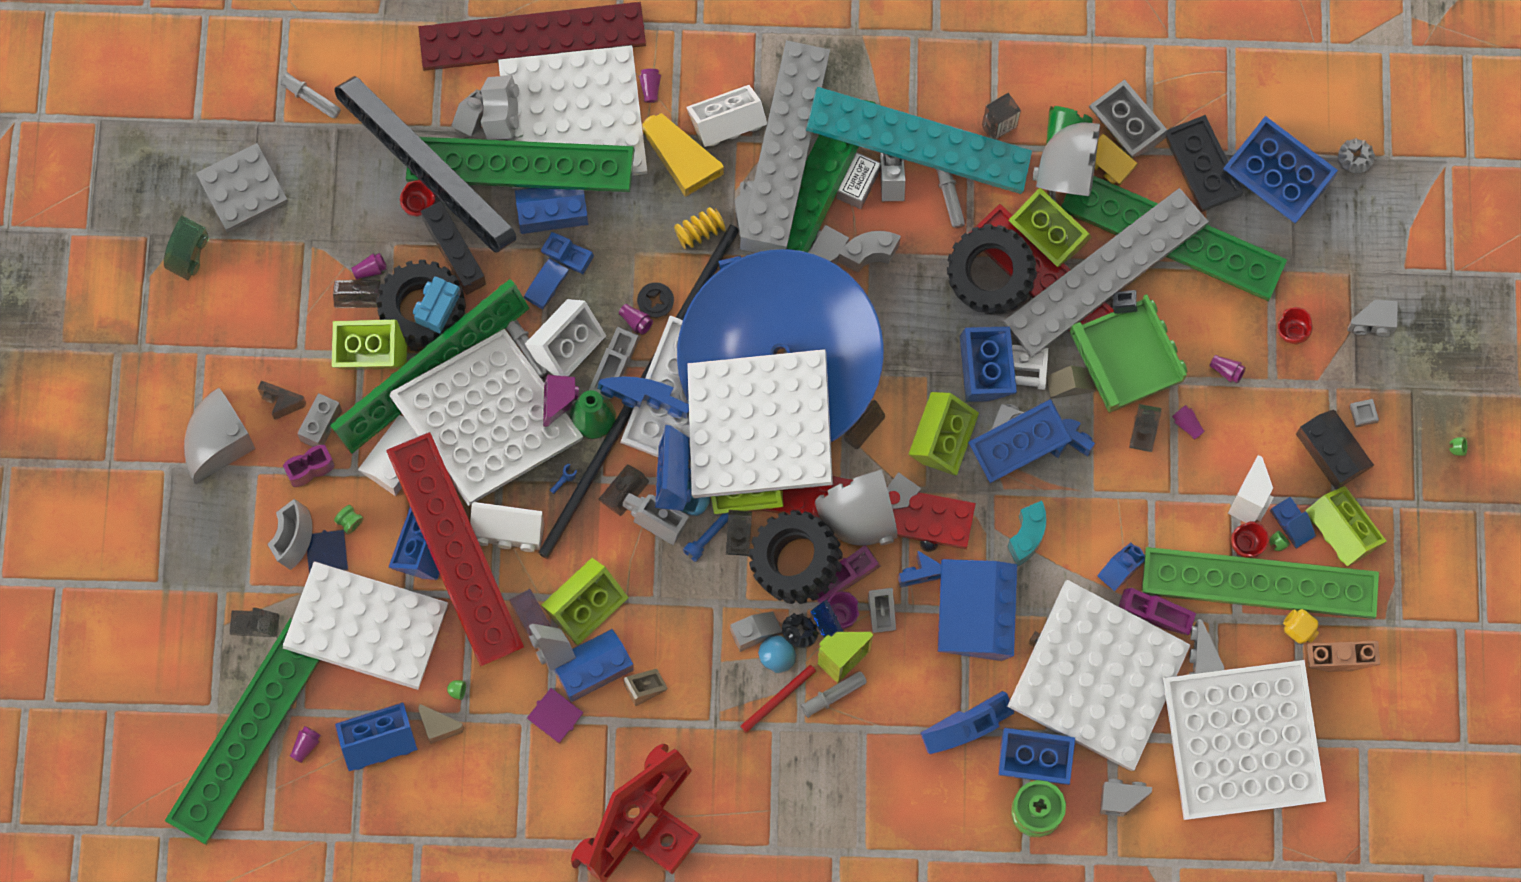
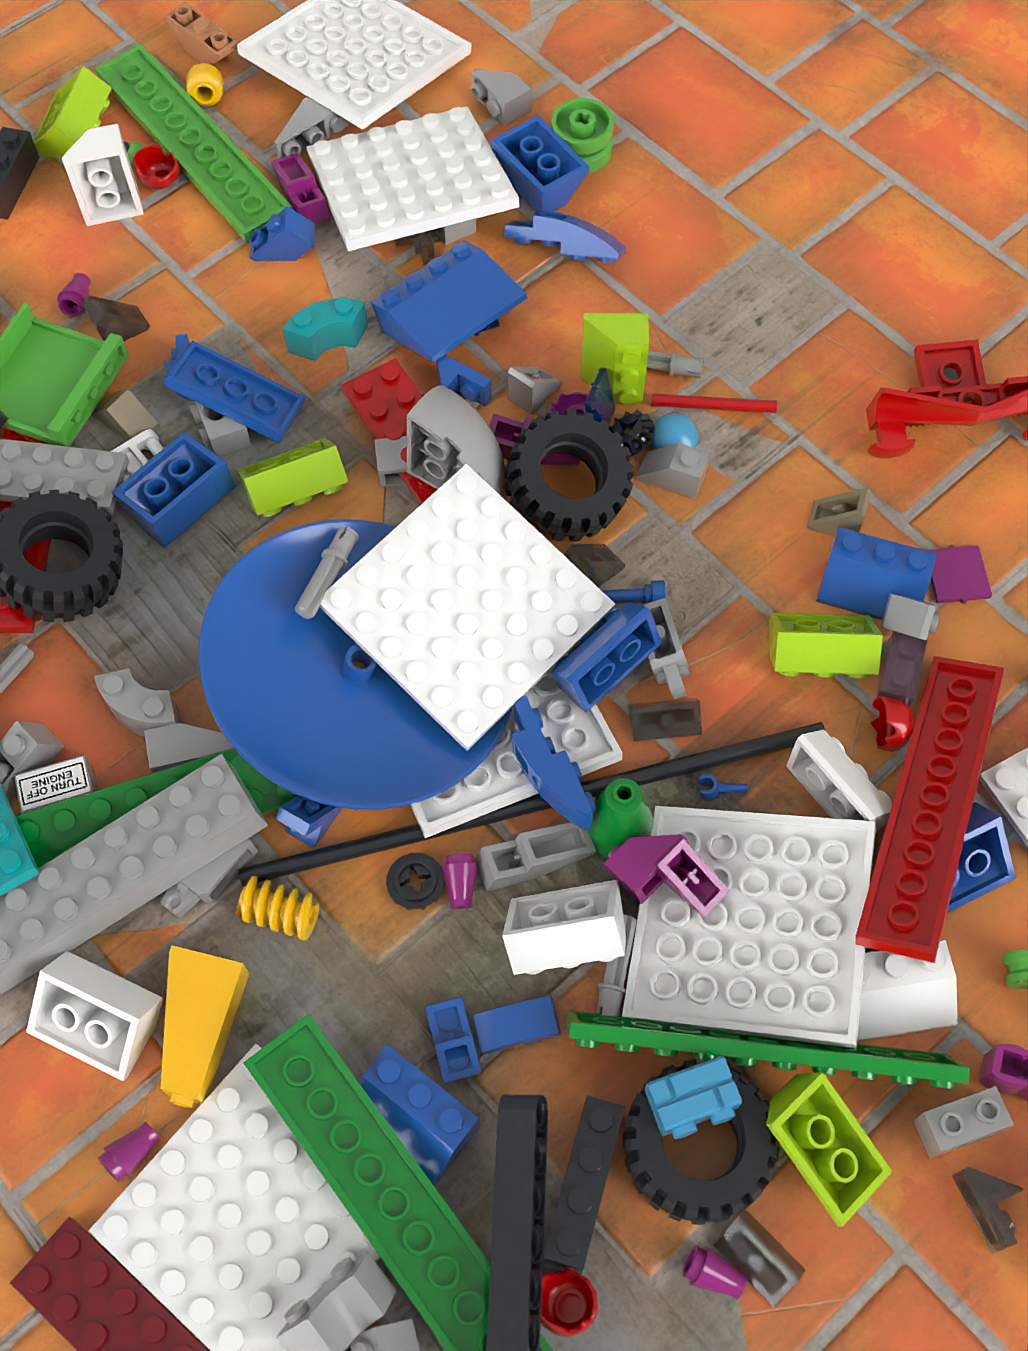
camera: 130 degrees left, 10 degrees down
(509, 582) = (893, 724): none -> red hair
(529, 406) = (691, 877): none -> magenta slope
(837, 368) = (333, 560): none -> light grey axle

